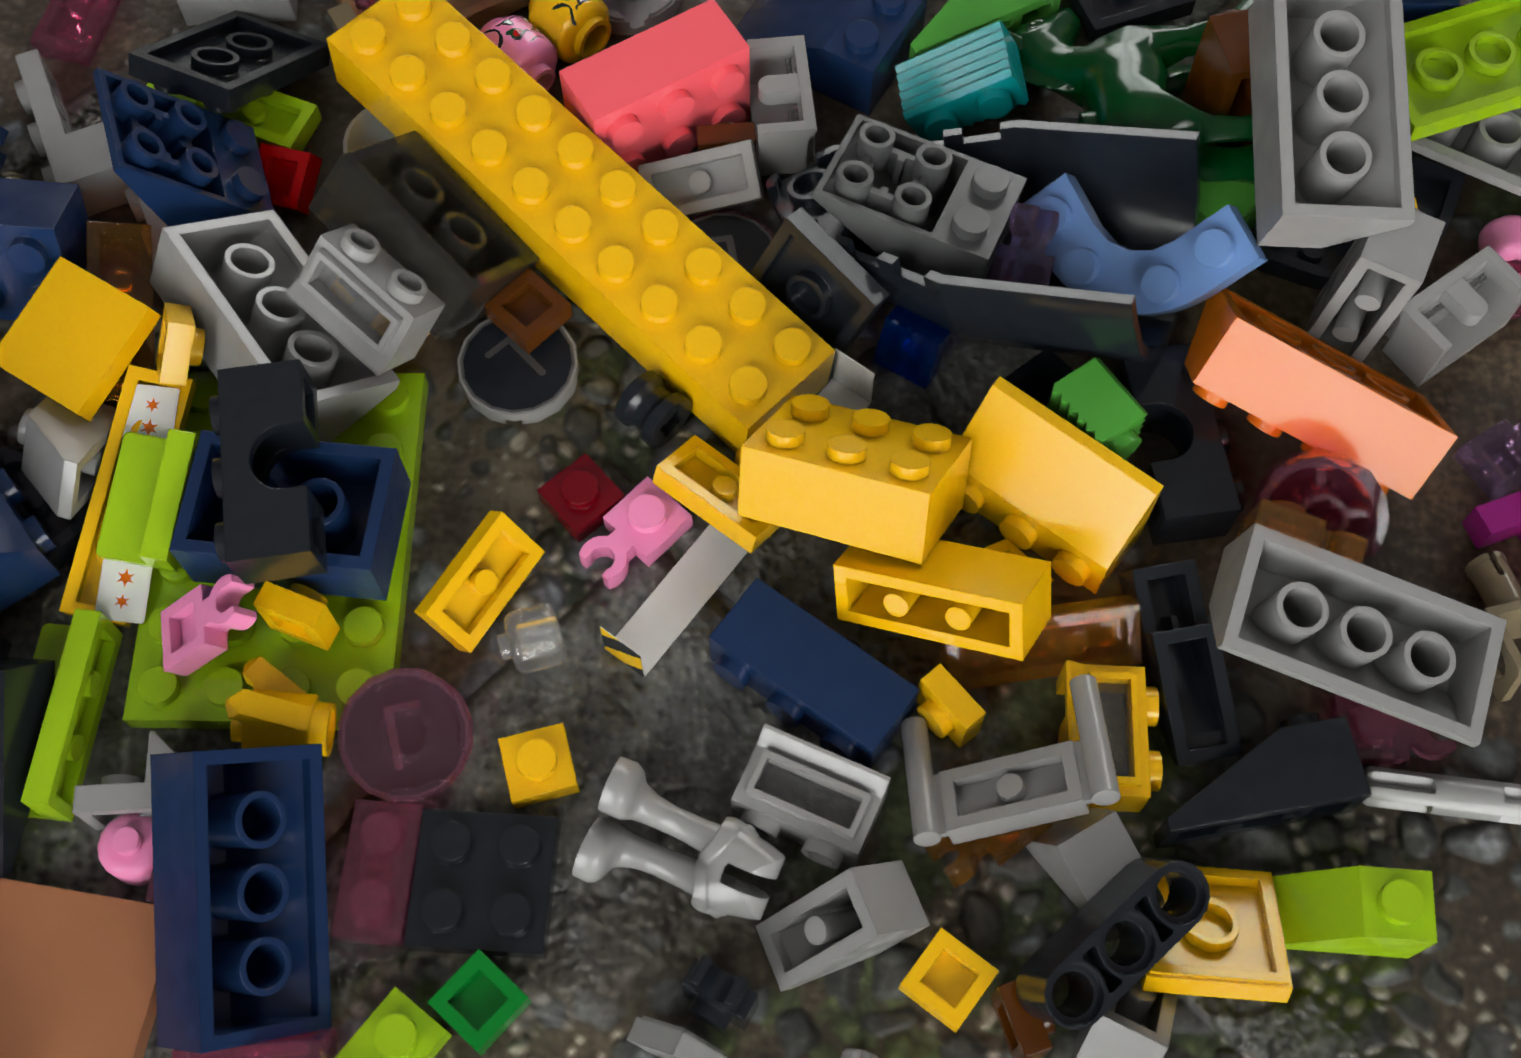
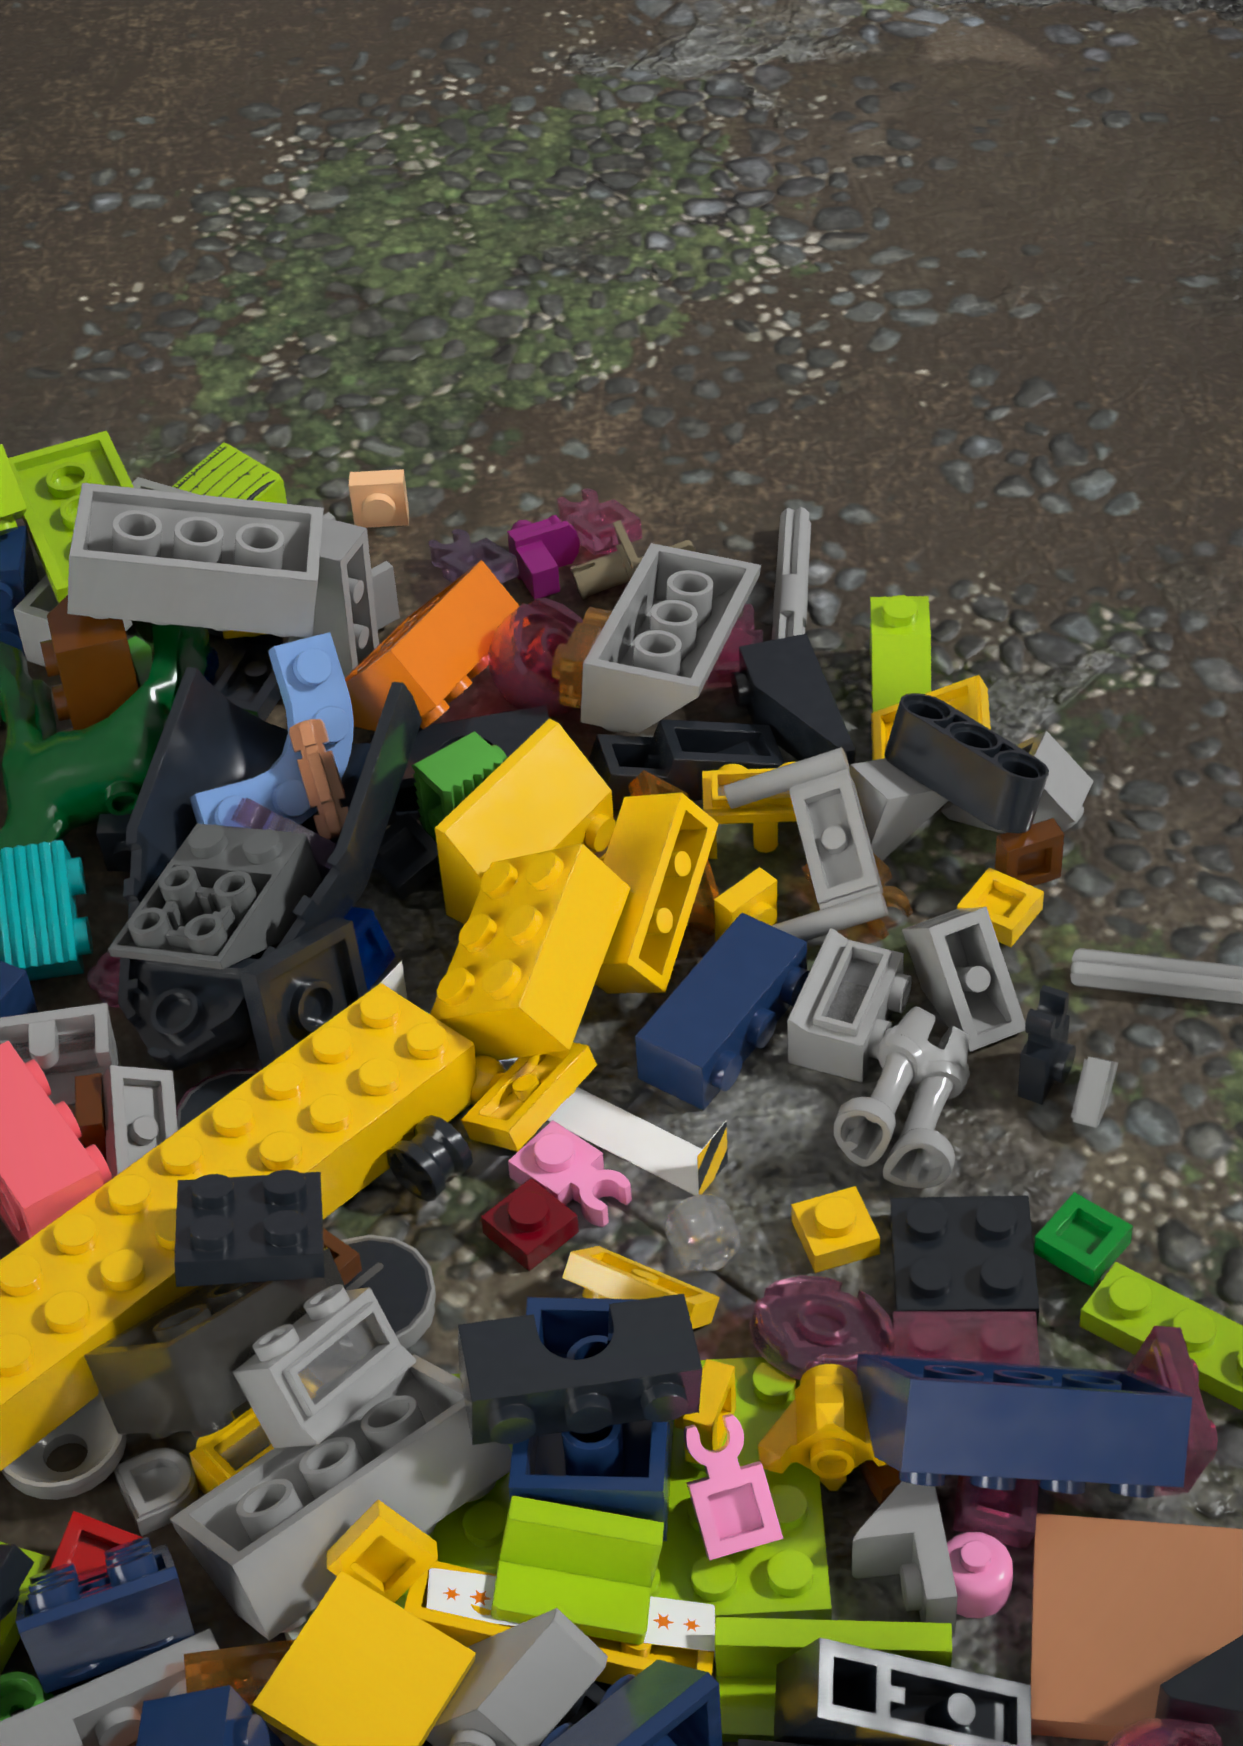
camera: 90 degrees left, 20 degrees down
(492, 226) = (249, 1228): none -> black plate
(1109, 273) = (320, 776): none -> nougat axle

